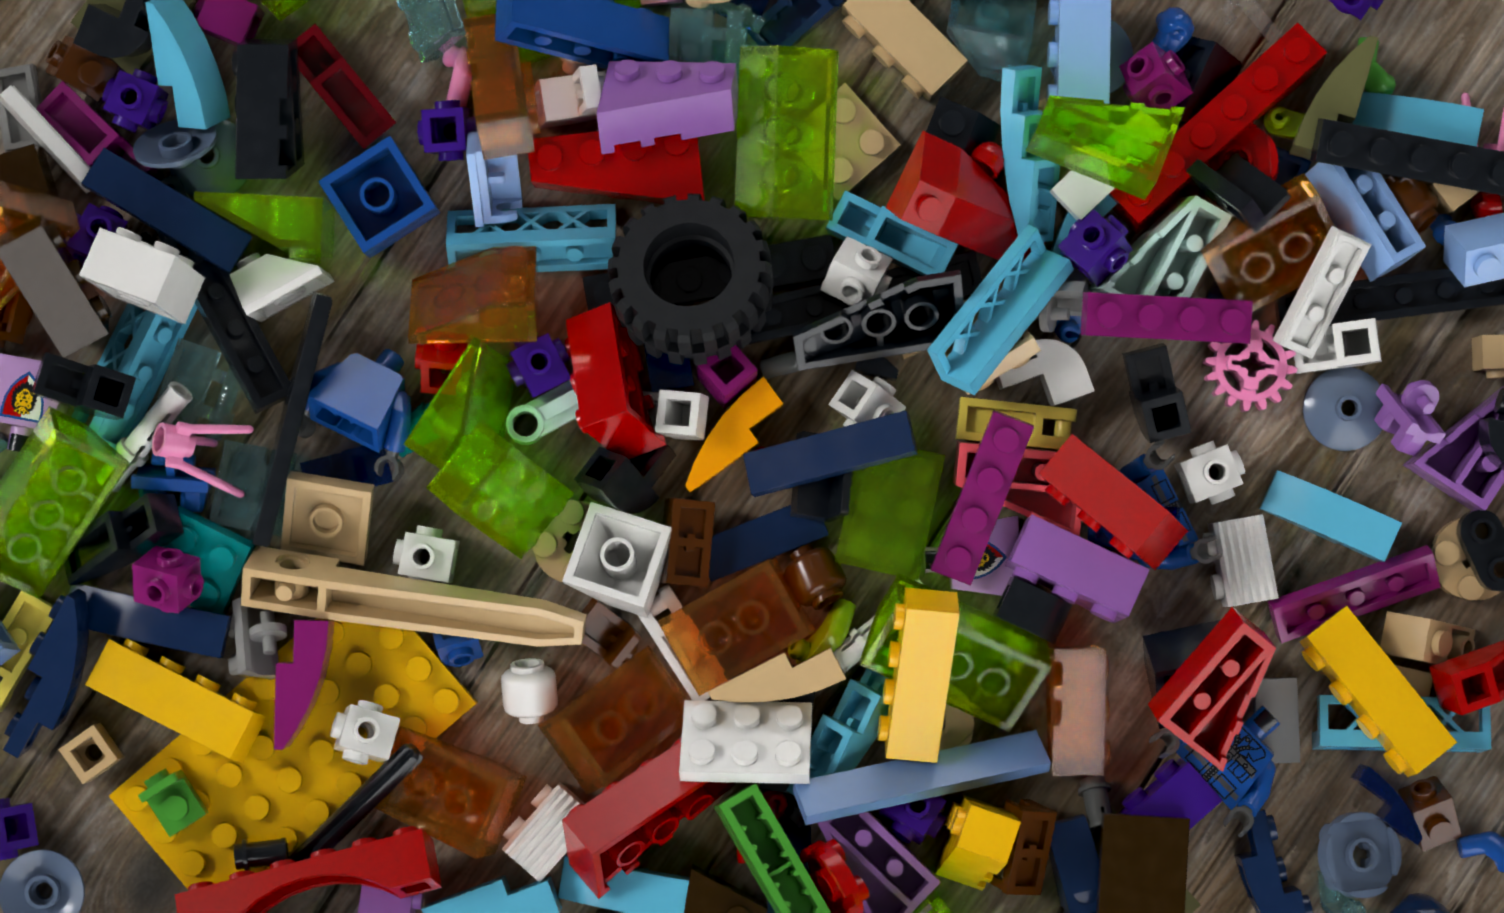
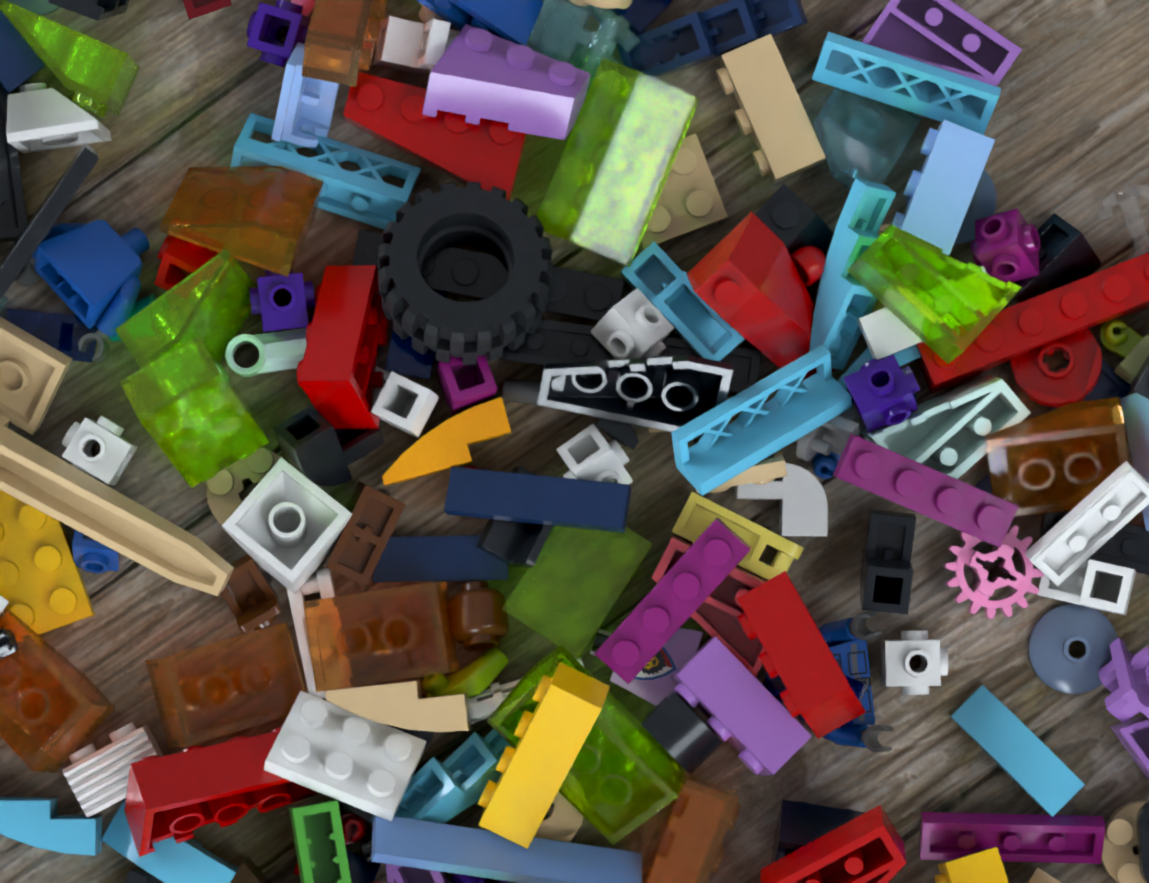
camera: 20 degrees right, 0 degrees up
(379, 197) = (186, 73): blue brick -> none
(529, 690) = (150, 622): white head -> none
(1174, 29) = (1045, 204): blue piece -> none
(1240, 190) = (1048, 391): black panel -> none
(1246, 565) = (913, 765): white brick -> none

